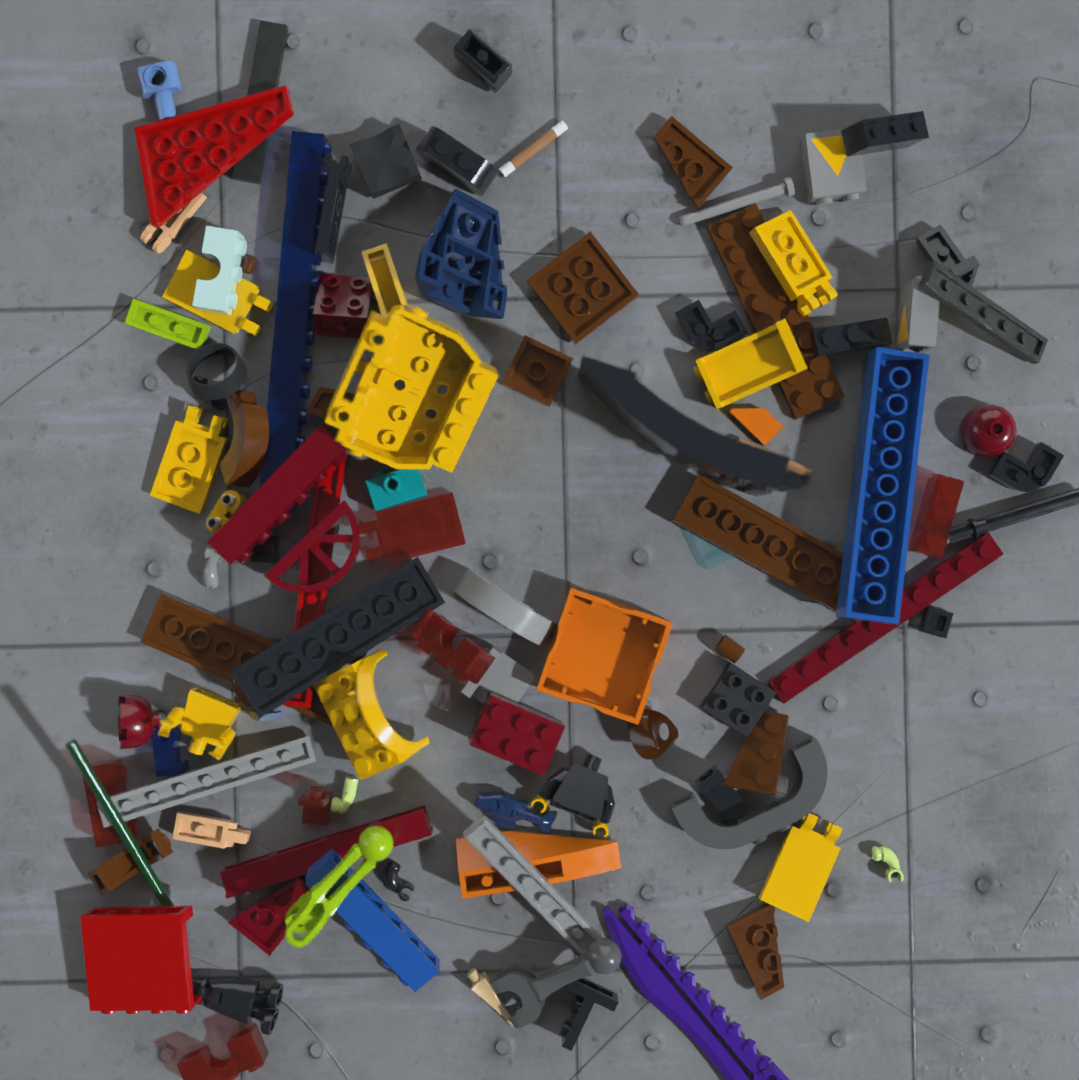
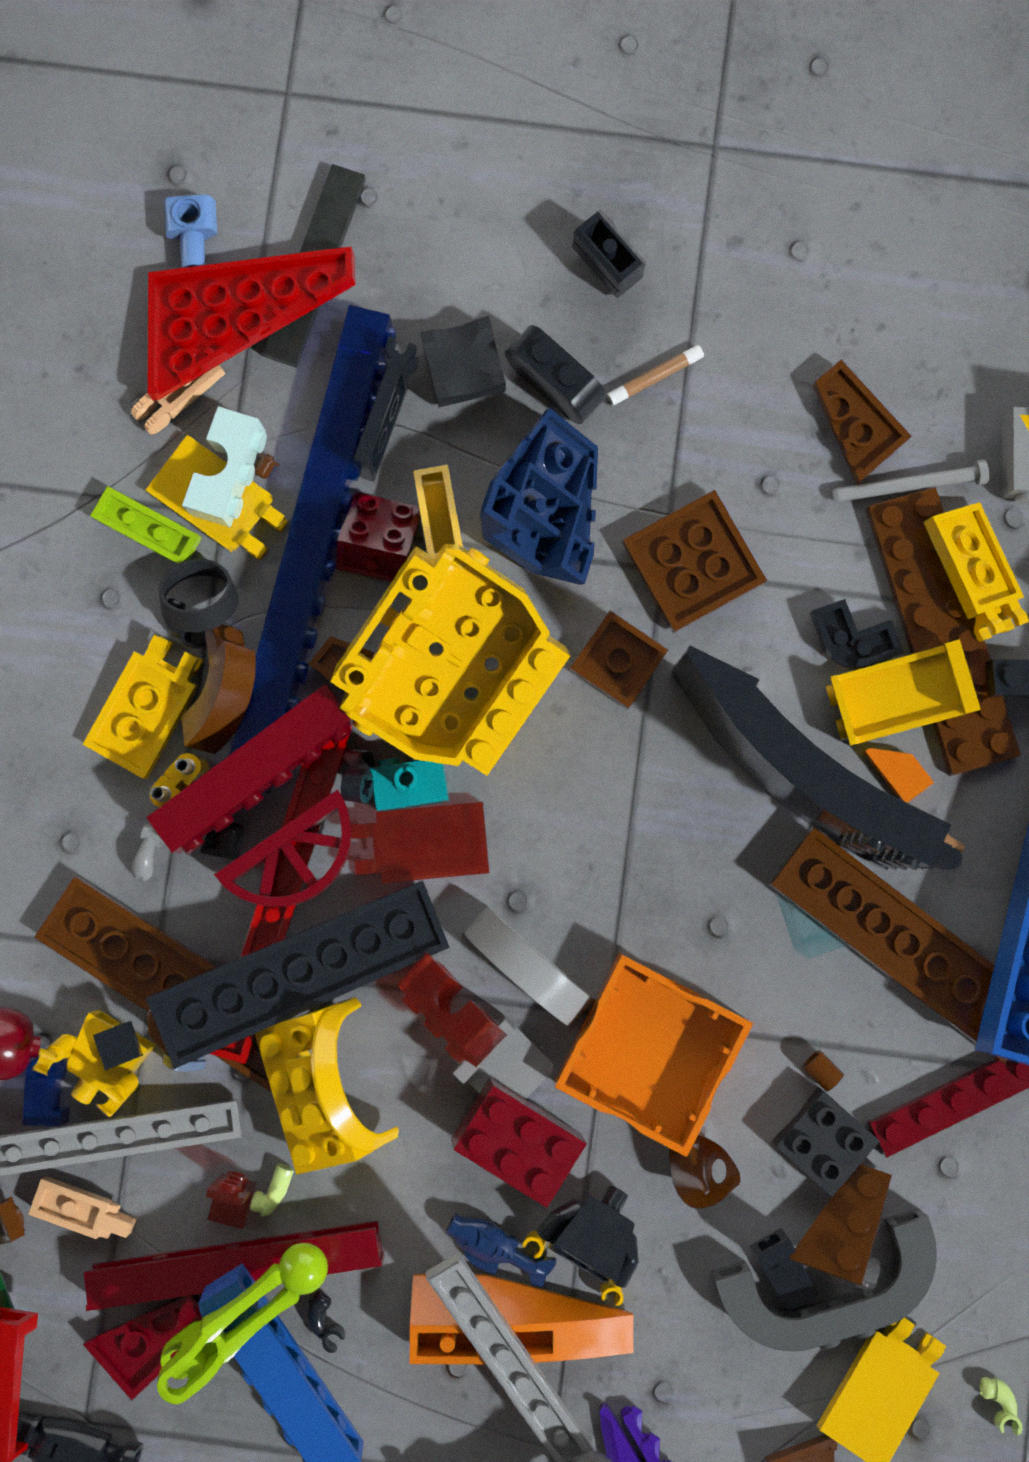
camera: 15 degrees right, 5 degrees down
(215, 709) = (118, 1045): none -> black tile
(356, 488) = (357, 776): none -> black piece

